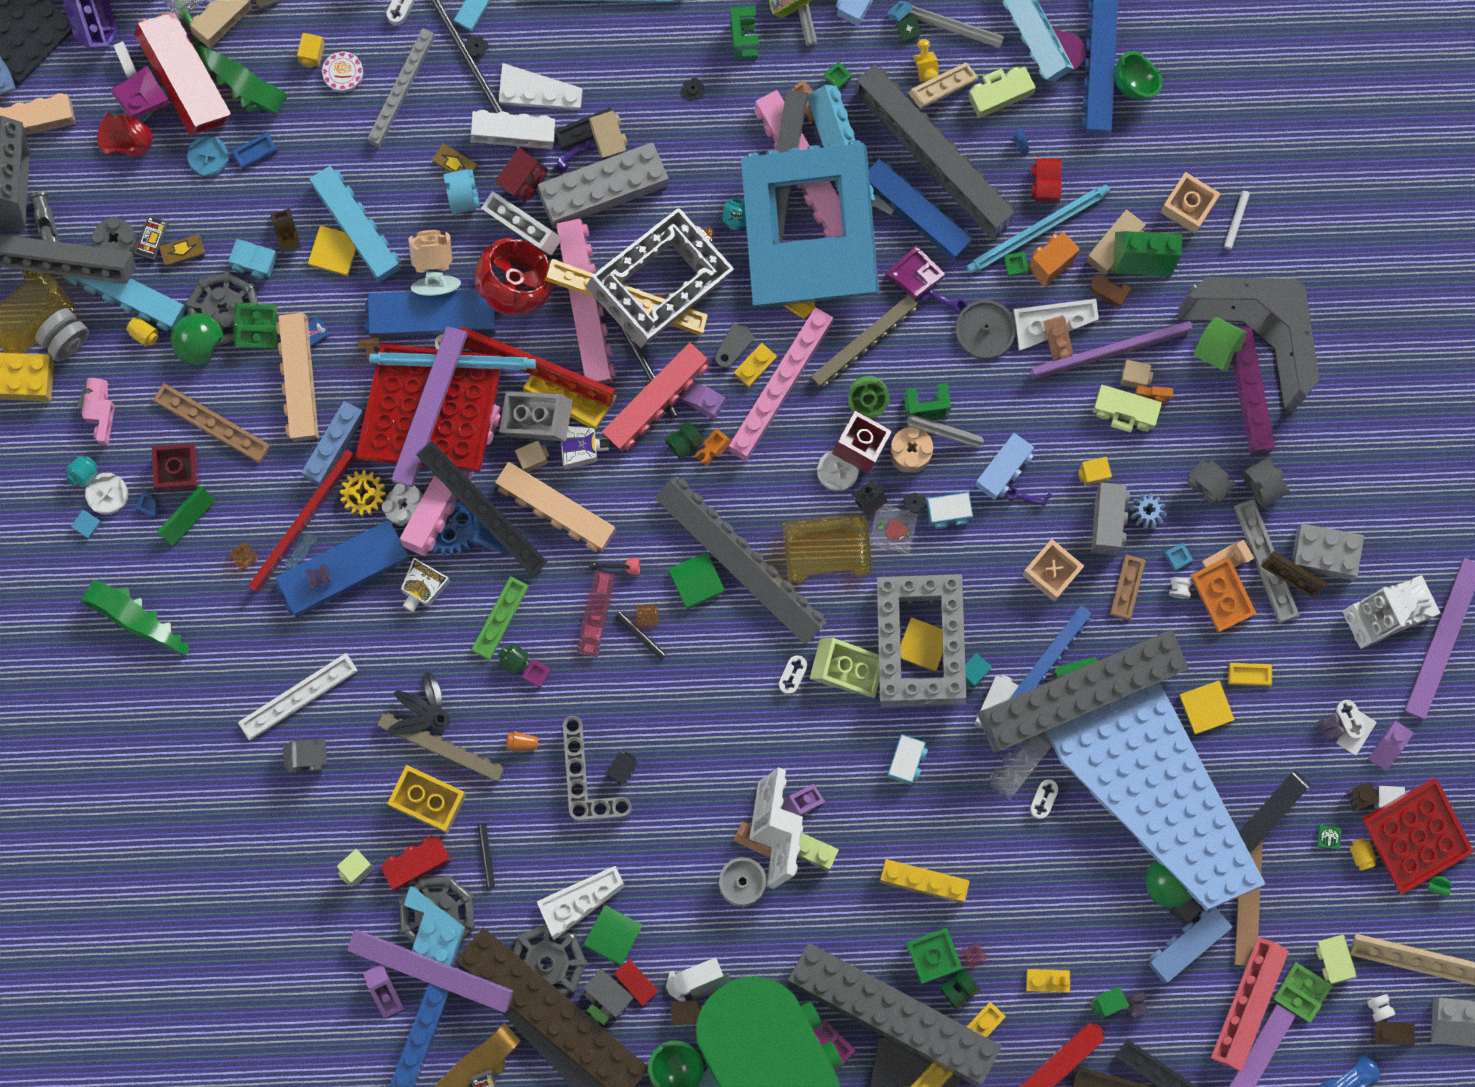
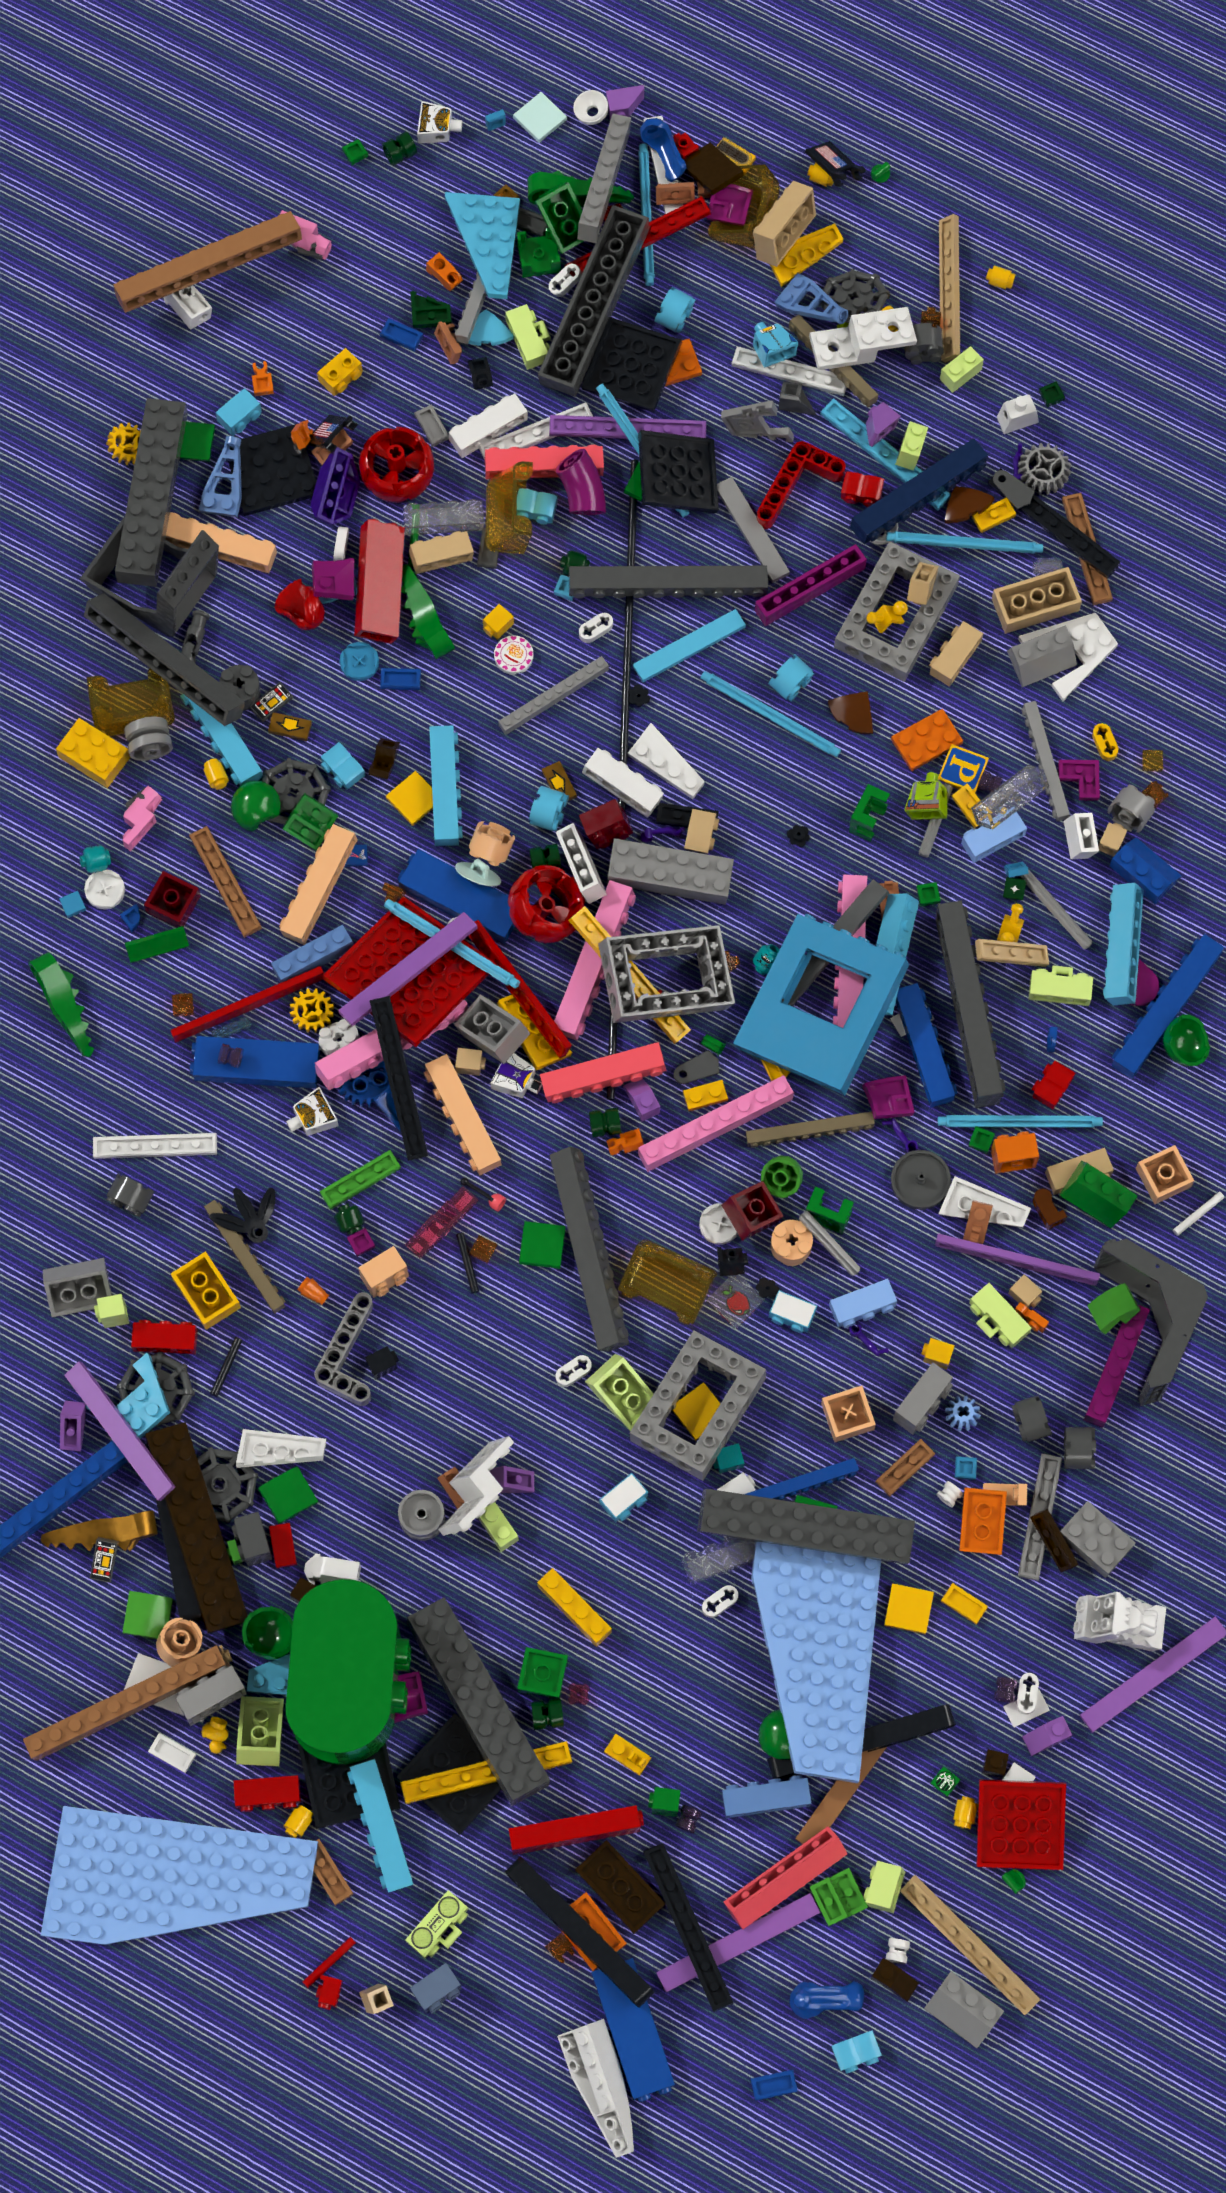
camera: 35 degrees right, 5 degrees down
(308, 865) = (76, 1286): none -> light grey slope
(485, 236) = (546, 856): none -> dark green wheel
(575, 688) = (384, 1272): none -> light nougat brick
(734, 316) = (713, 1044): none -> green piece

